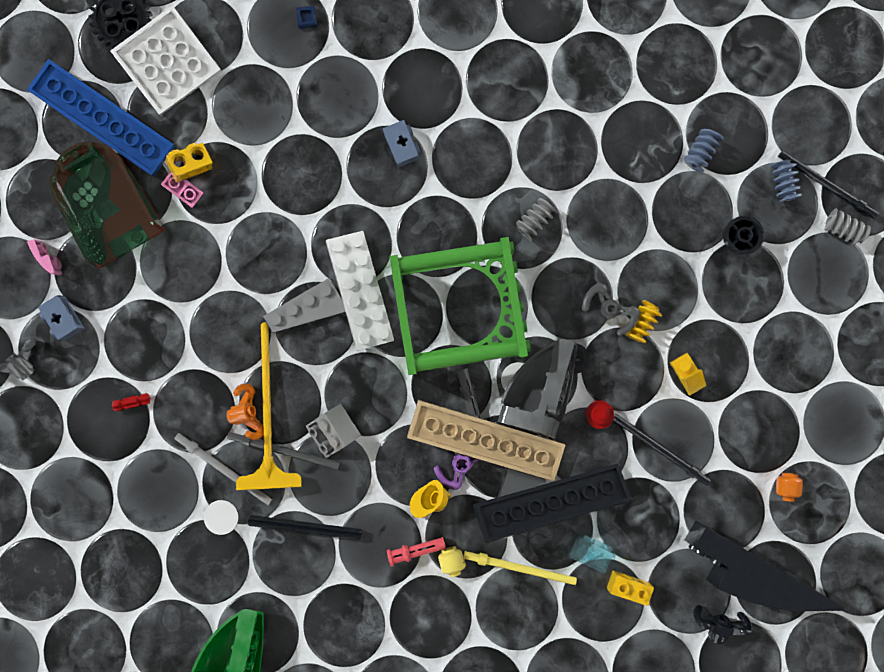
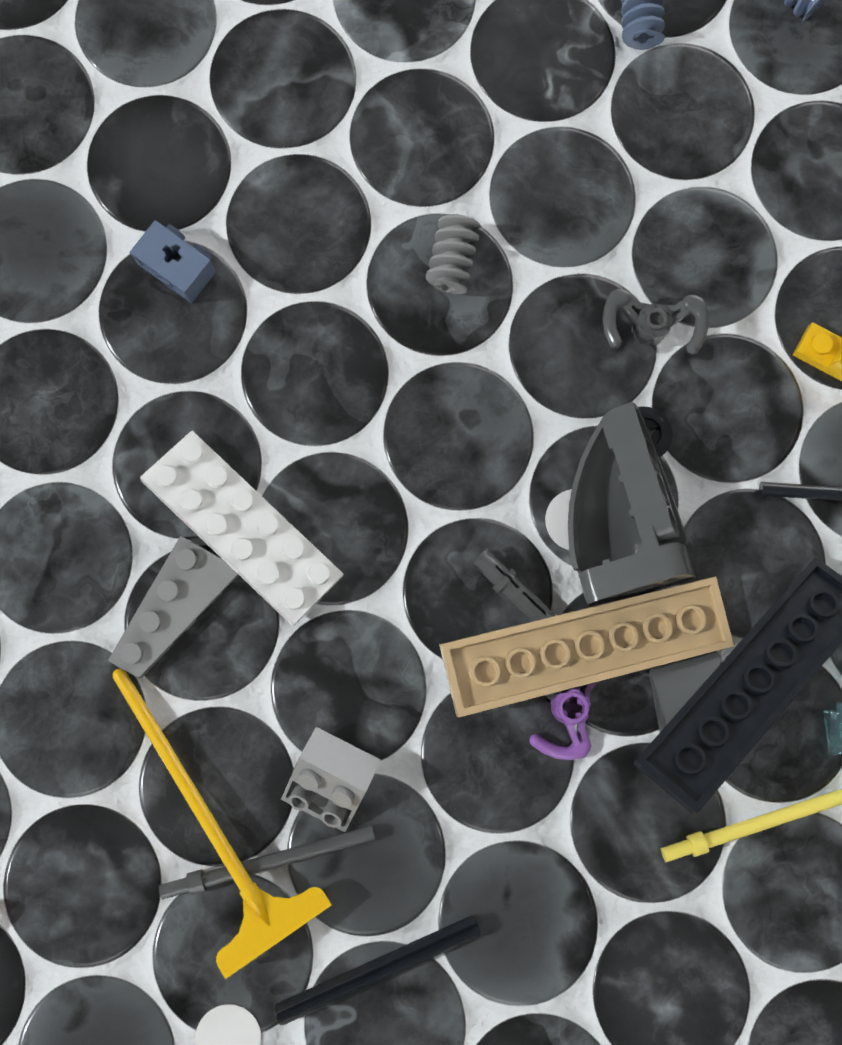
camera: 30 degrees left, 5 degrees down
(192, 447) = (113, 949): light grey bar -> none
(245, 412) = (168, 836): orange piece -> none
(405, 551) = (573, 915): coral pin -> none
(429, 499) = (553, 798): yellow piece -> none
(451, 561) = (651, 878): light yellow head -> none
(496, 251) = (425, 329): bright green arch -> none
(599, 414) = (738, 497): red plate -> none
(644, 321) = (716, 292): yellow piece -> none
(743, 235) = (785, 93): black cylinder -> none

